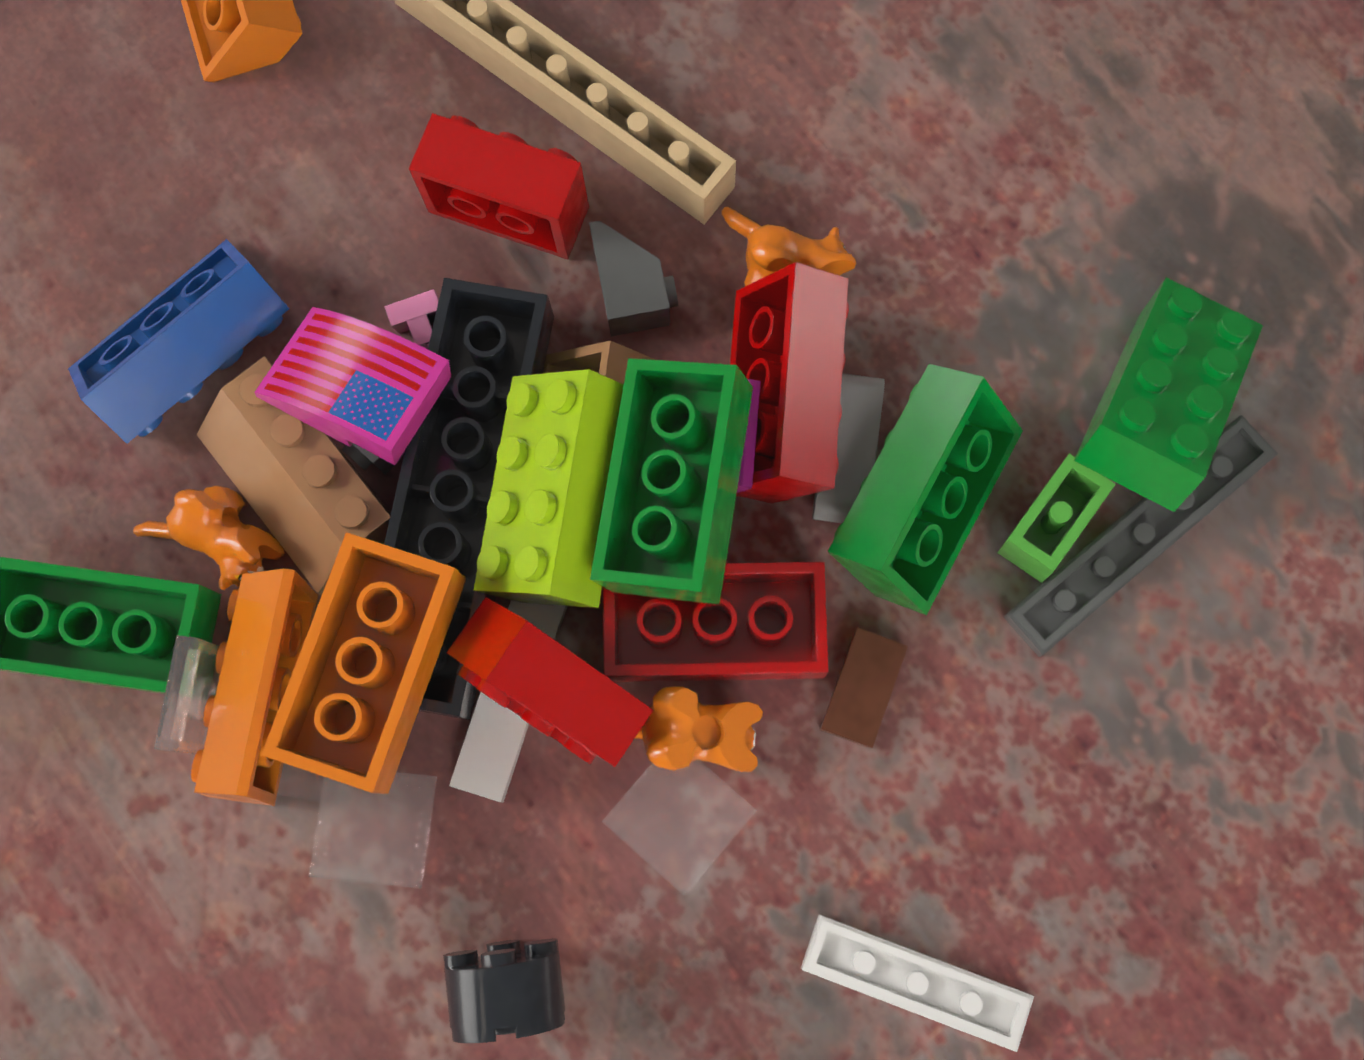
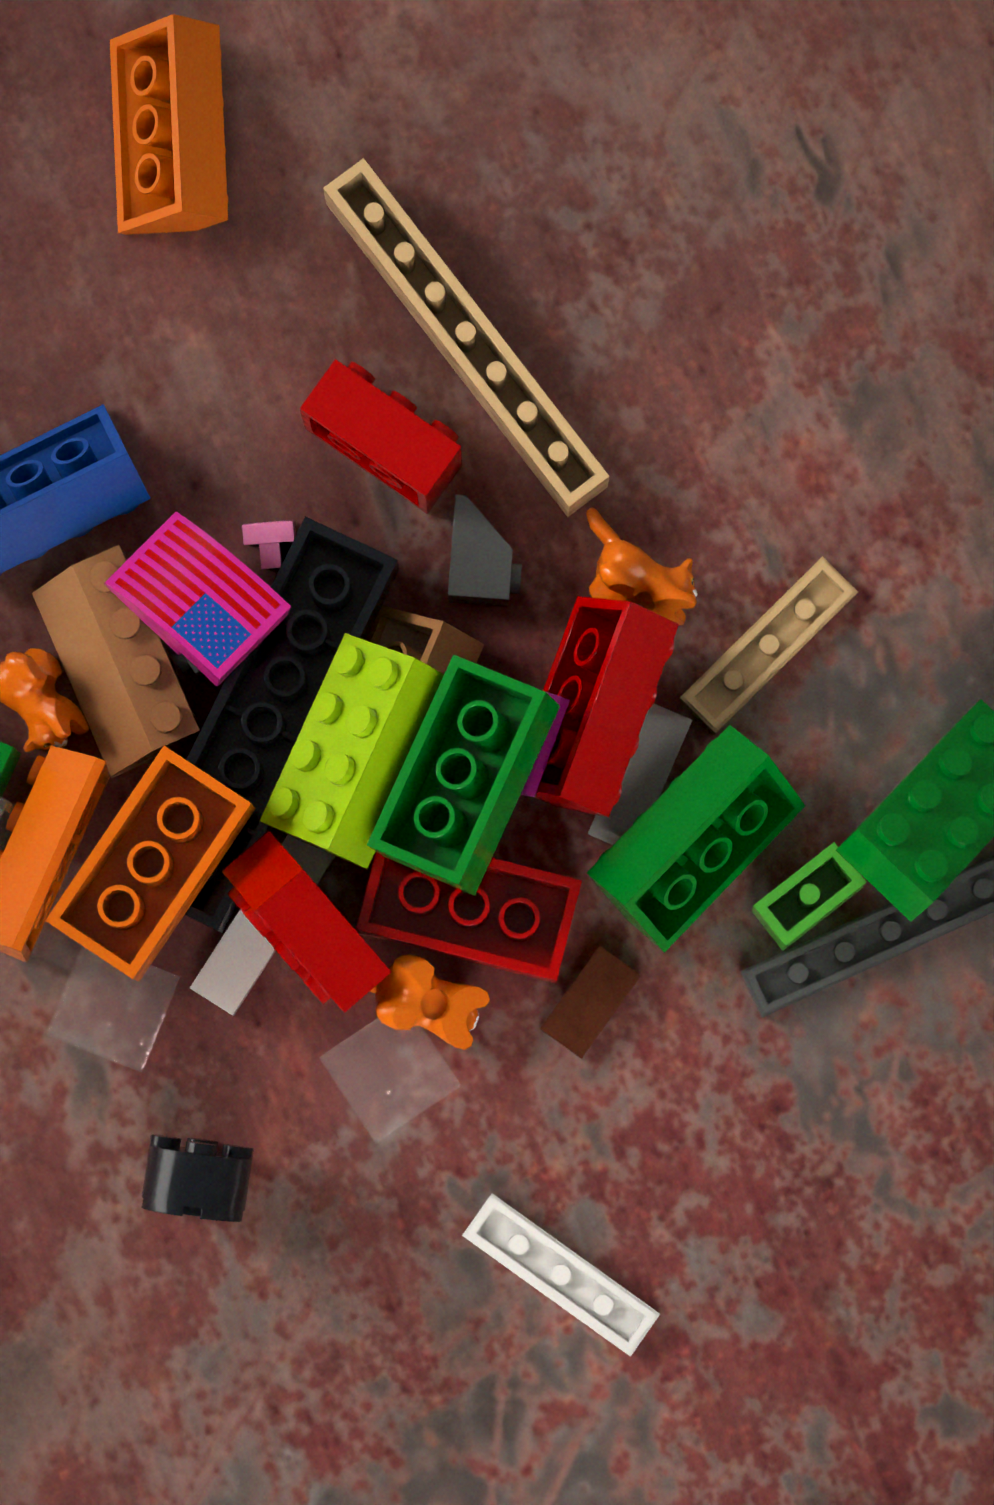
camera: 10 degrees right, 5 degrees up
(933, 293) = (768, 645): none -> tan tile

